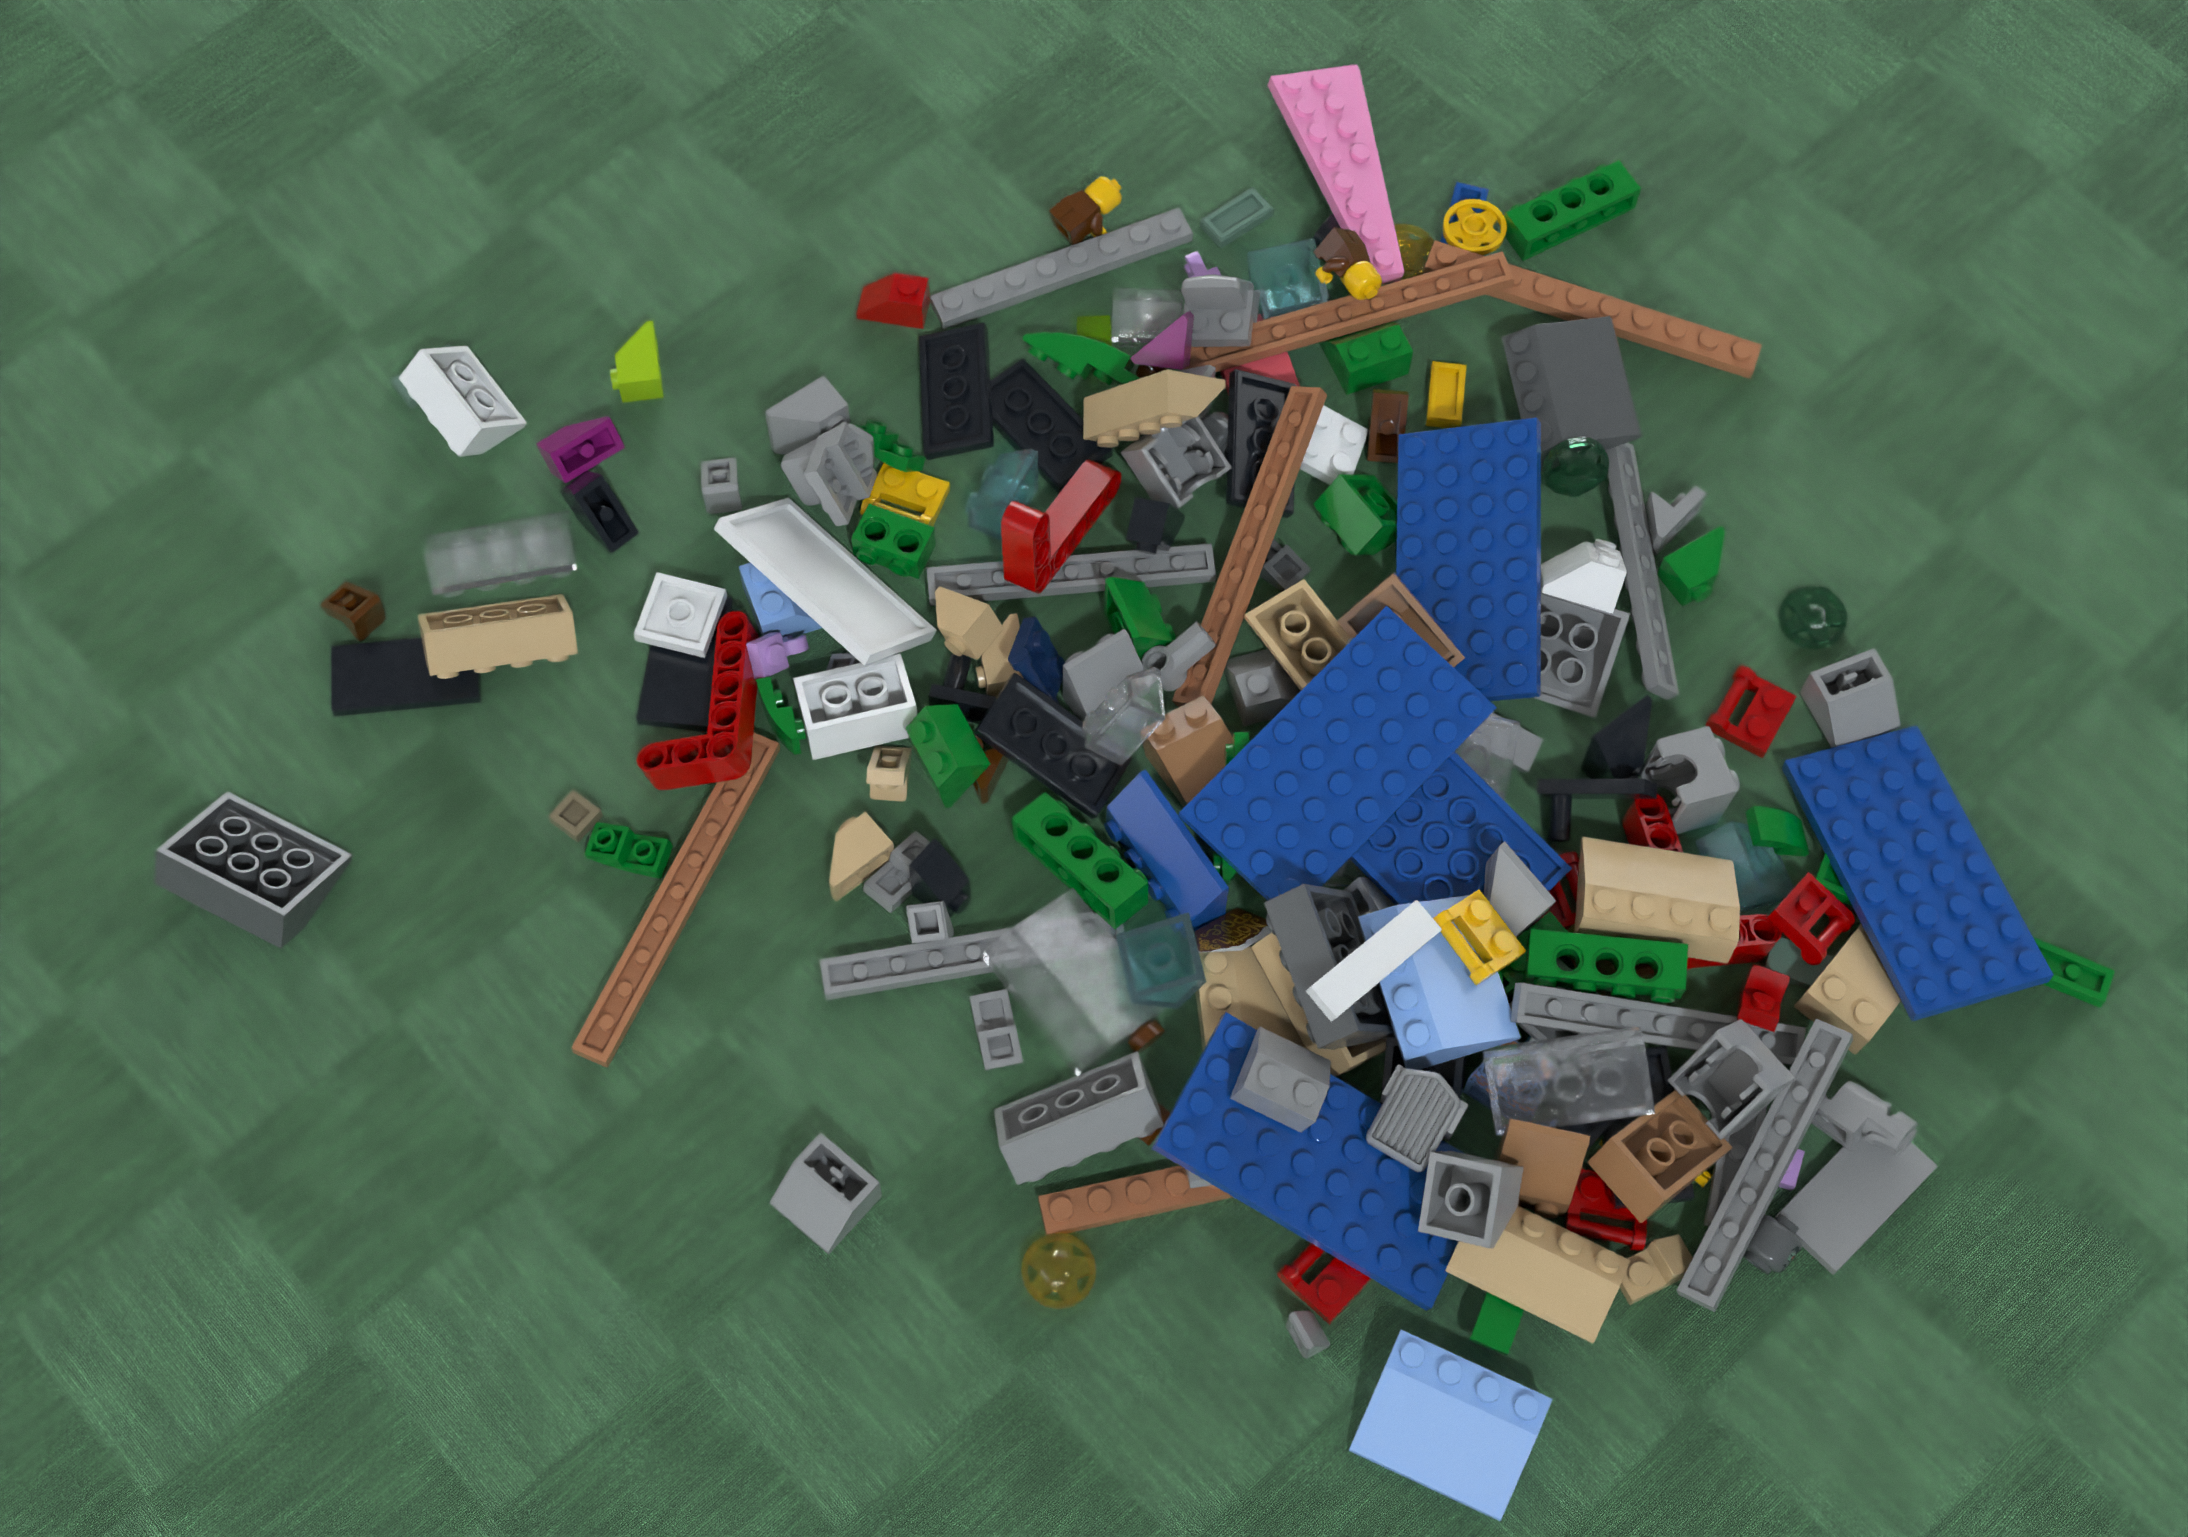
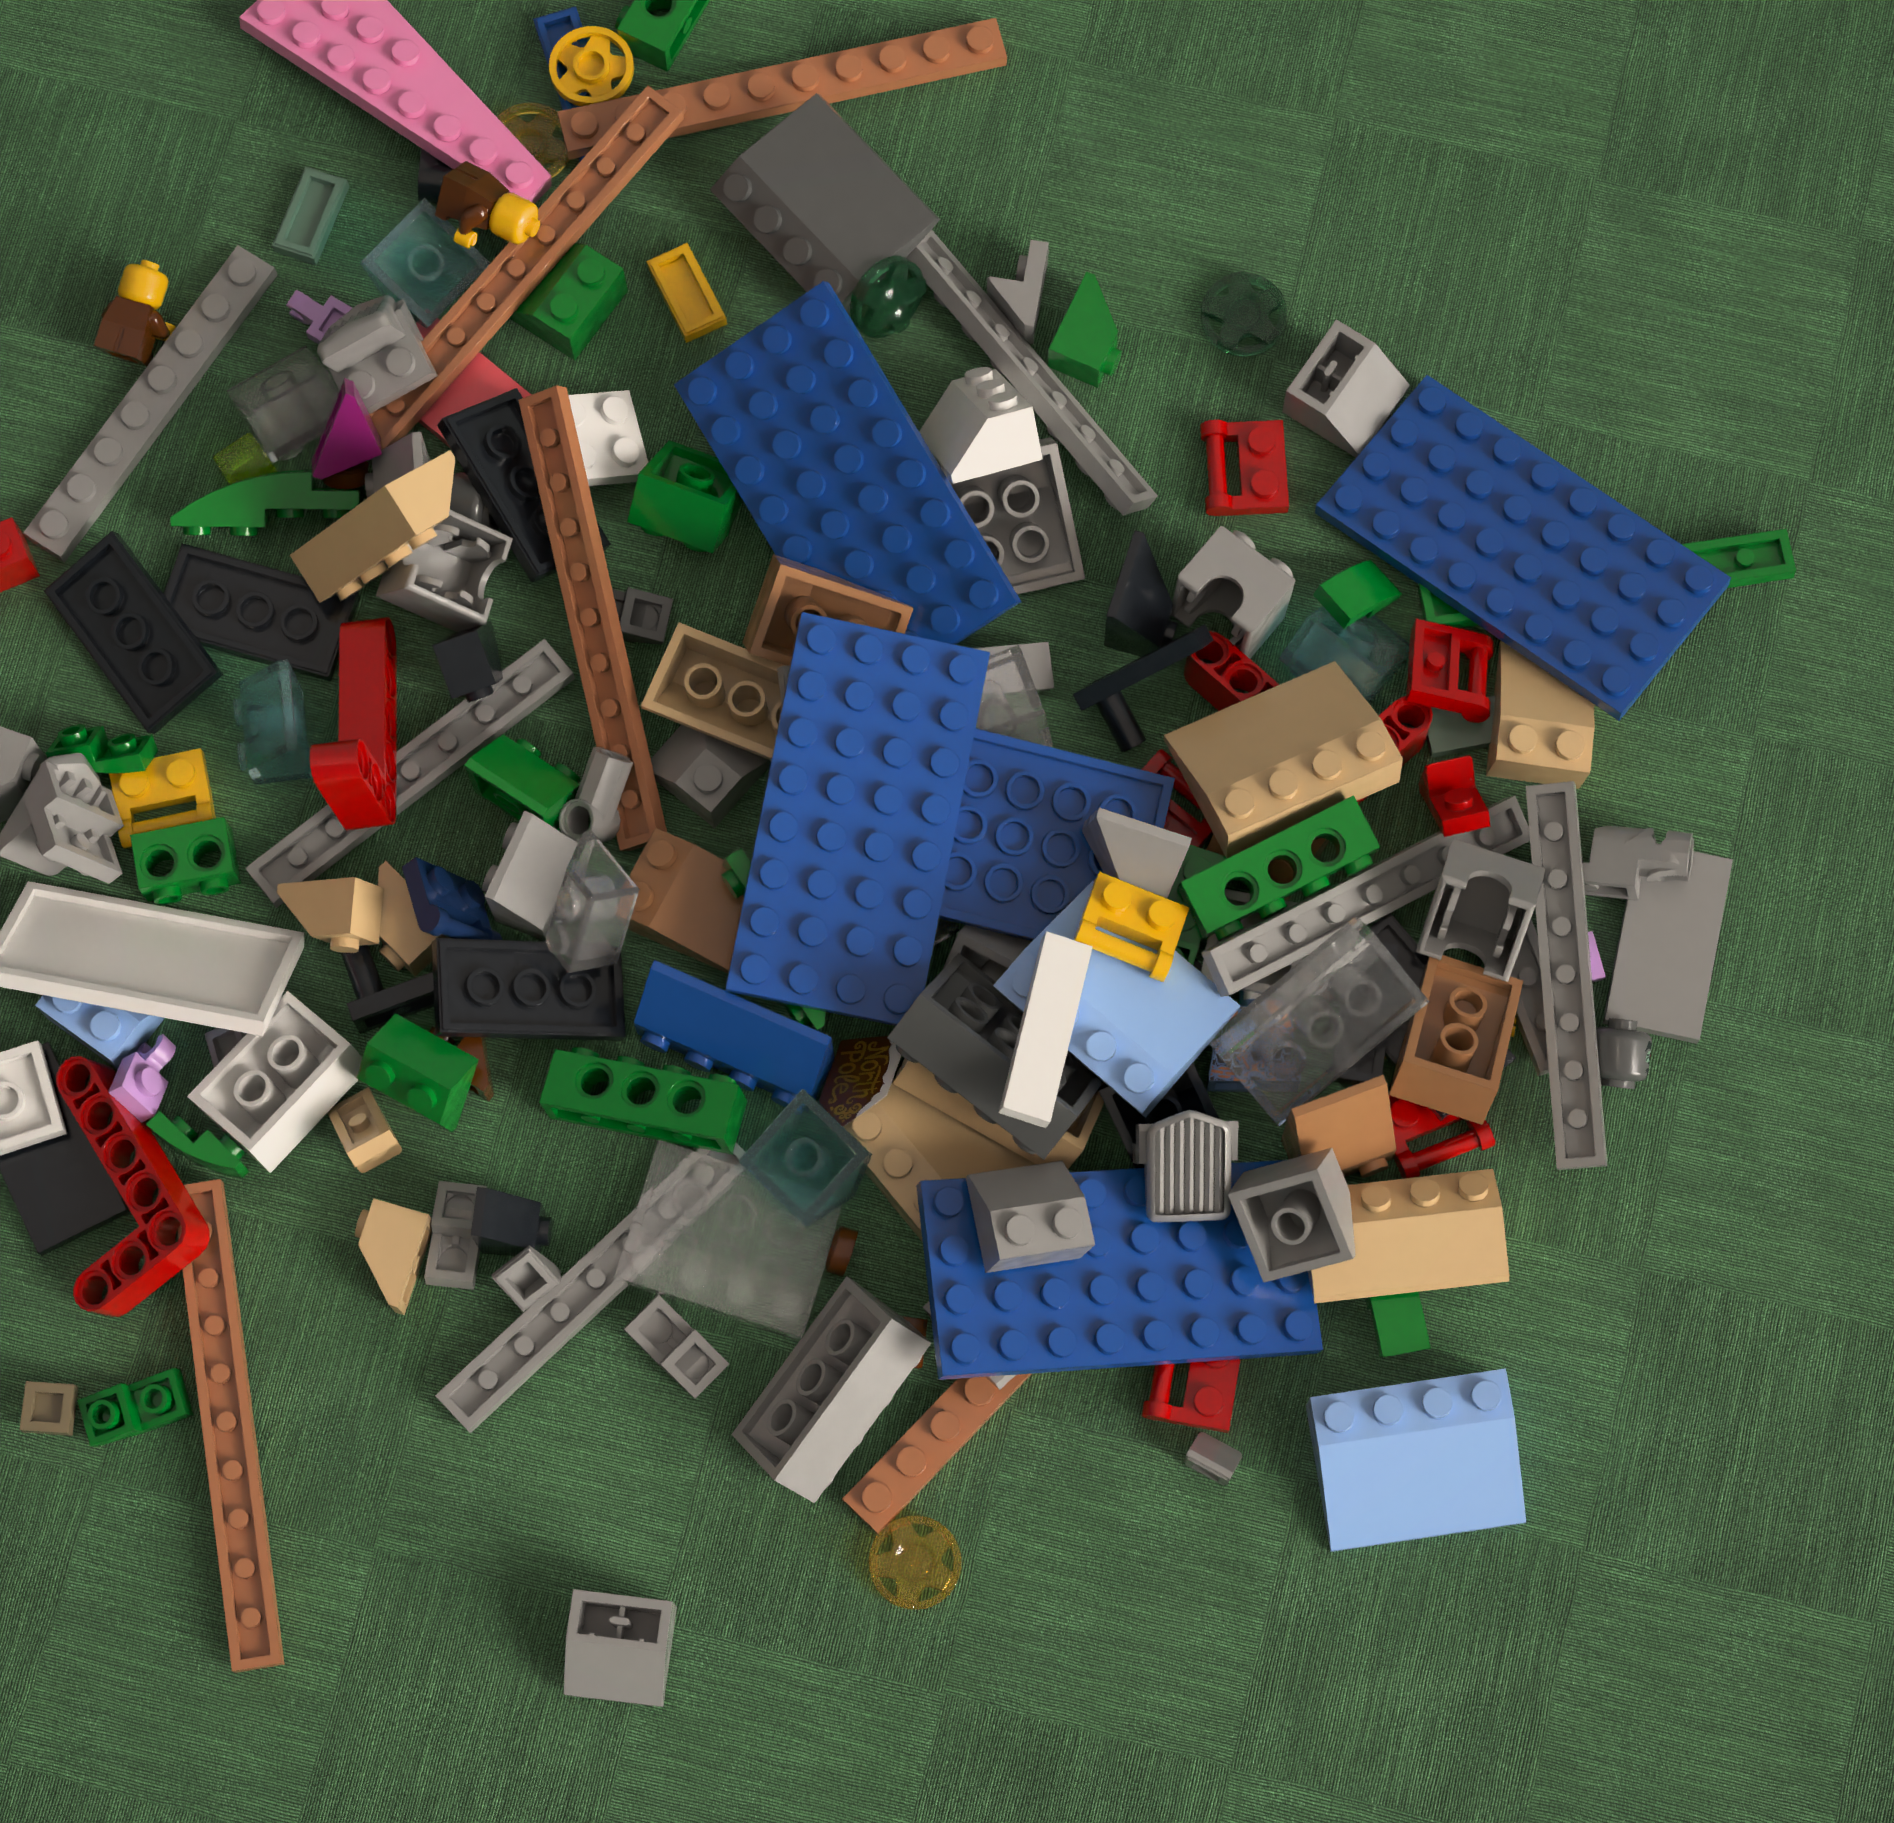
camera: 30 degrees left, 10 degrees up
(1385, 424) = (648, 374): reddish brown slope -> none
(1655, 1268) = (1520, 1153): tan slope -> none

